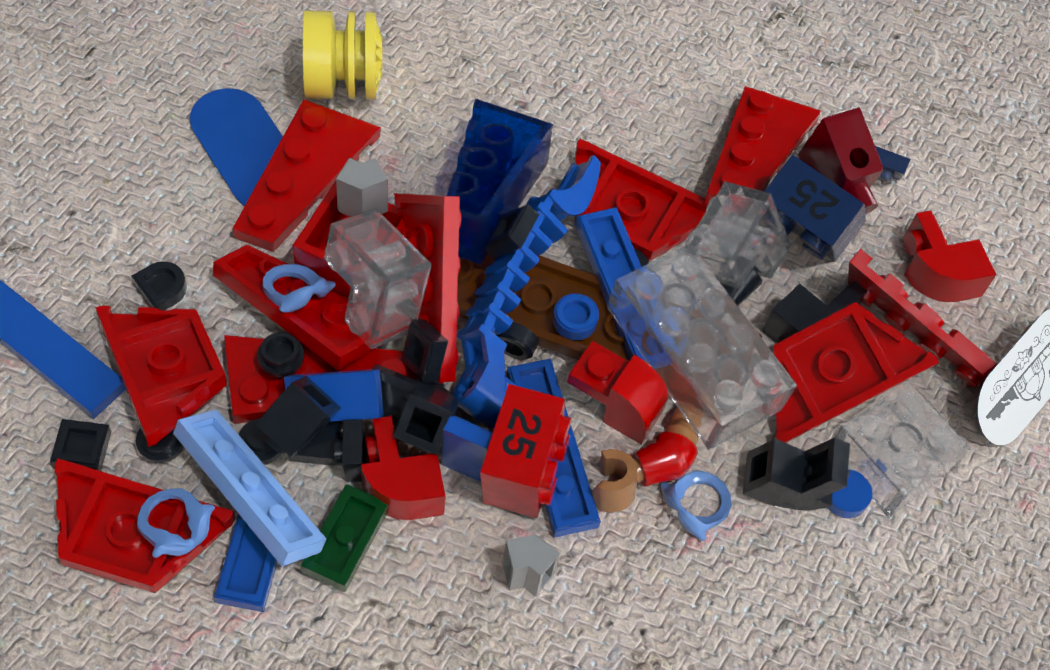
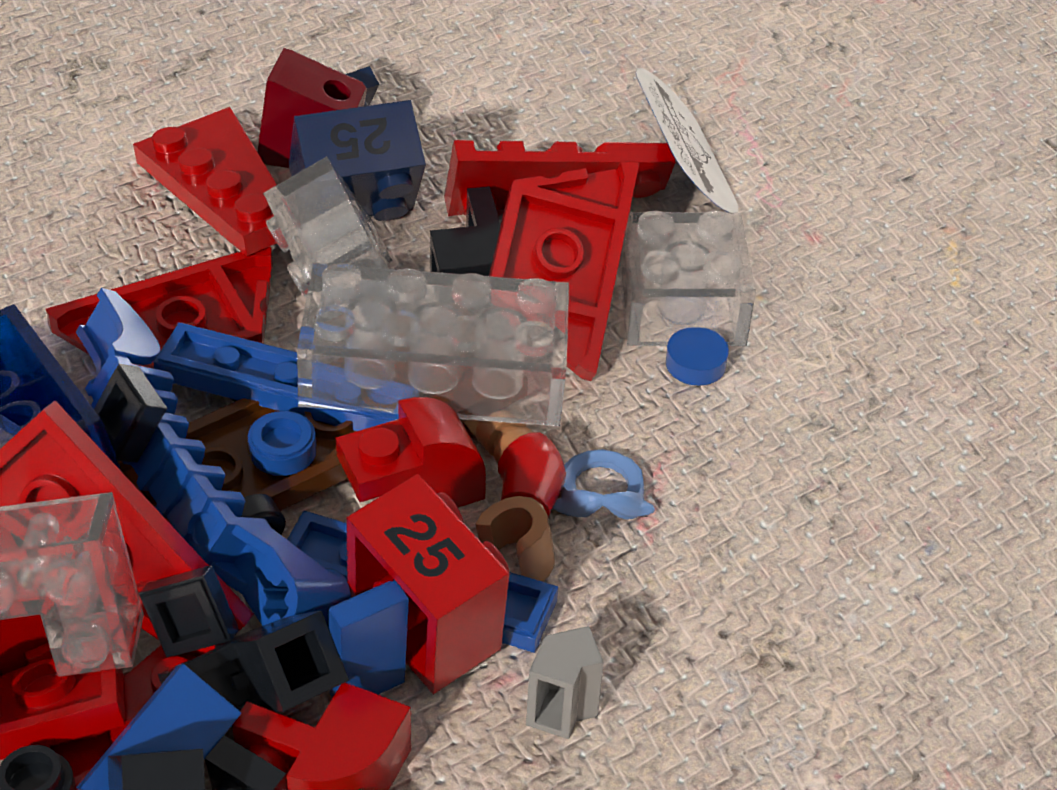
camera: 50 degrees left, 15 degrees down
(796, 477) = (657, 374): black brick -> none
(945, 270) = (519, 113): red brick -> none

